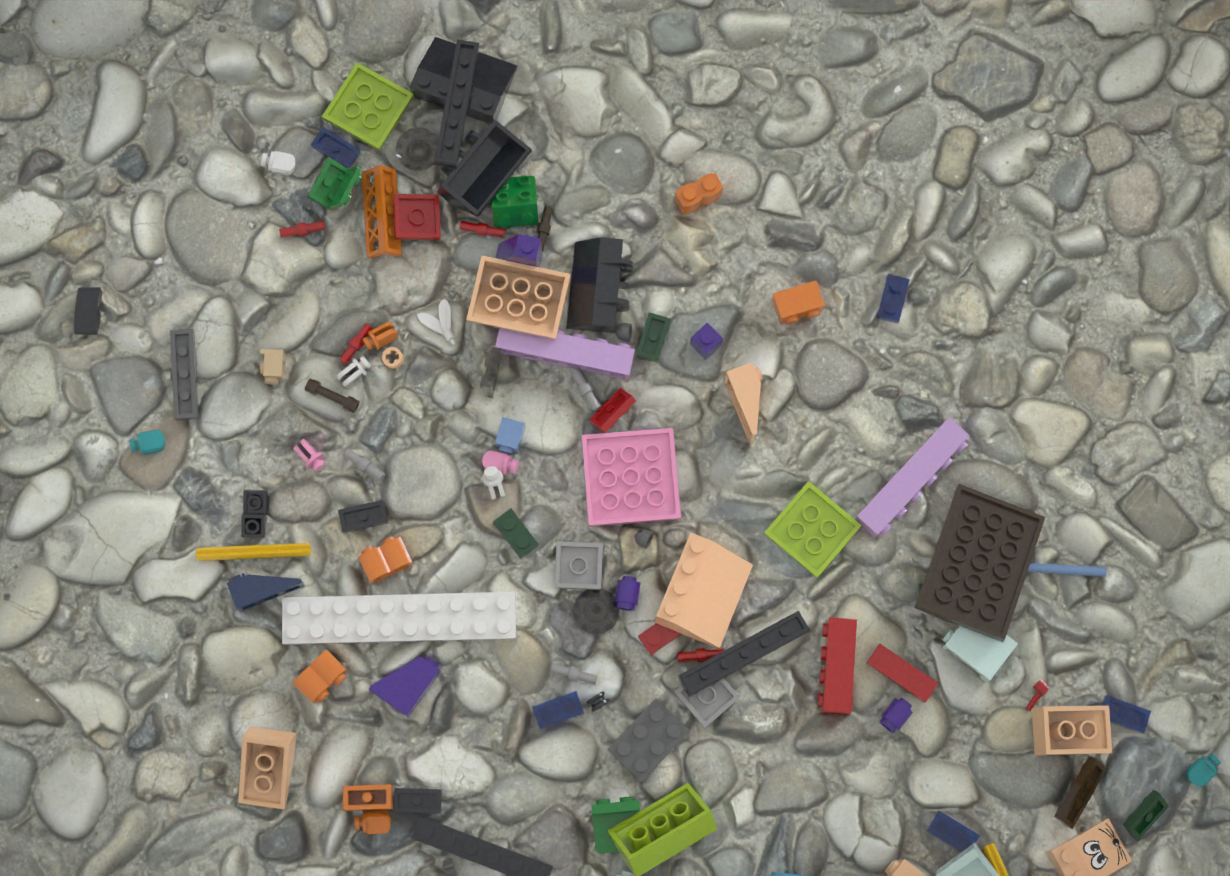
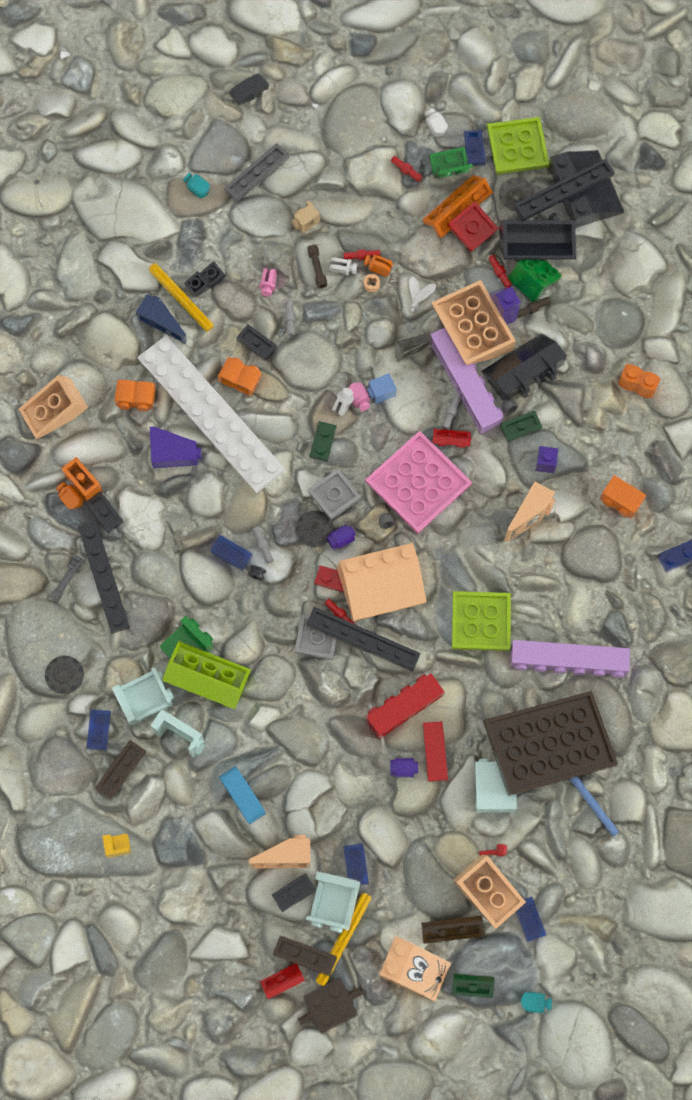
camera: 50 degrees right, 5 degrees down
(648, 740) = (258, 624): dark grey plate -> none

